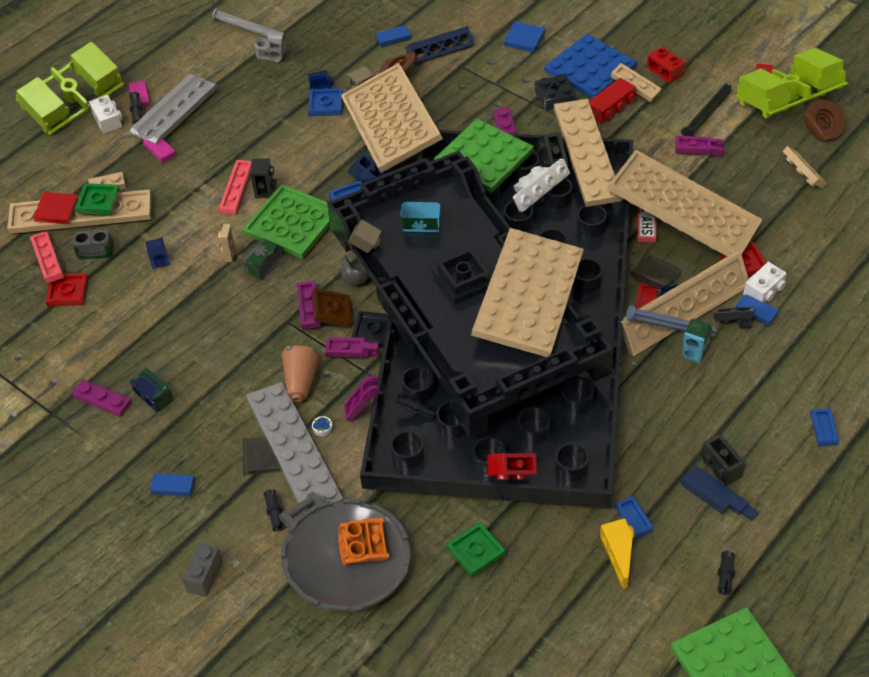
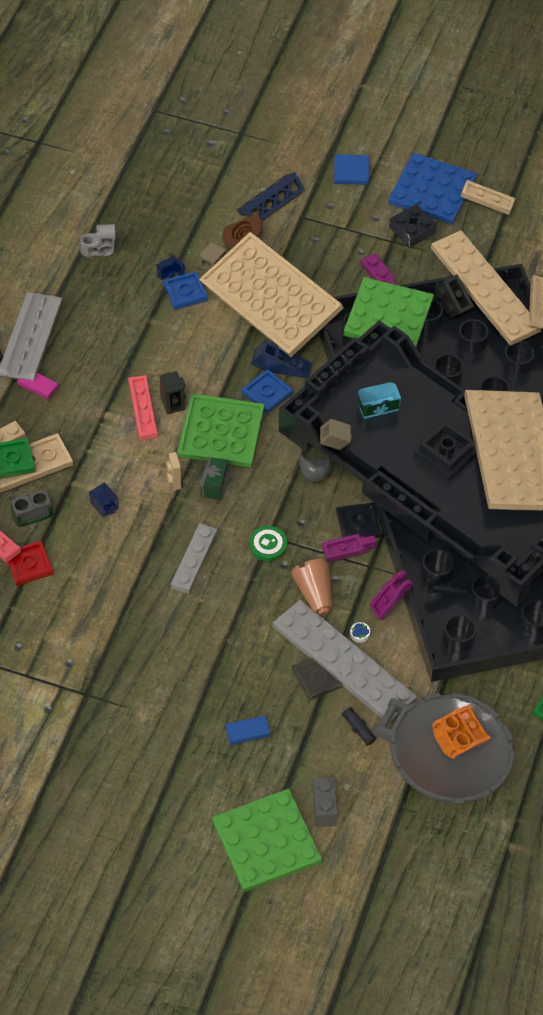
camera: 25 degrees left, 5 degrees up
(101, 398) = (129, 665): magenta plate -> none
(133, 590) = (266, 840): none -> bright green plate
(151, 389) = (178, 643): piece -> none
(209, 322) = (194, 558): none -> light grey plate
(241, 23) = (55, 220): light grey axle -> none
(281, 326) = (268, 543): none -> green tile
(305, 304) = (284, 514): magenta plate -> none
(331, 307) = (311, 511): reddish brown plate -> none
(393, 36) = (216, 198): blue tile -> none
(538, 183) = (456, 332): white bracket -> none
(612, 100) = (475, 219): red brick -> none
(666, 64) = (507, 170): red brick -> none

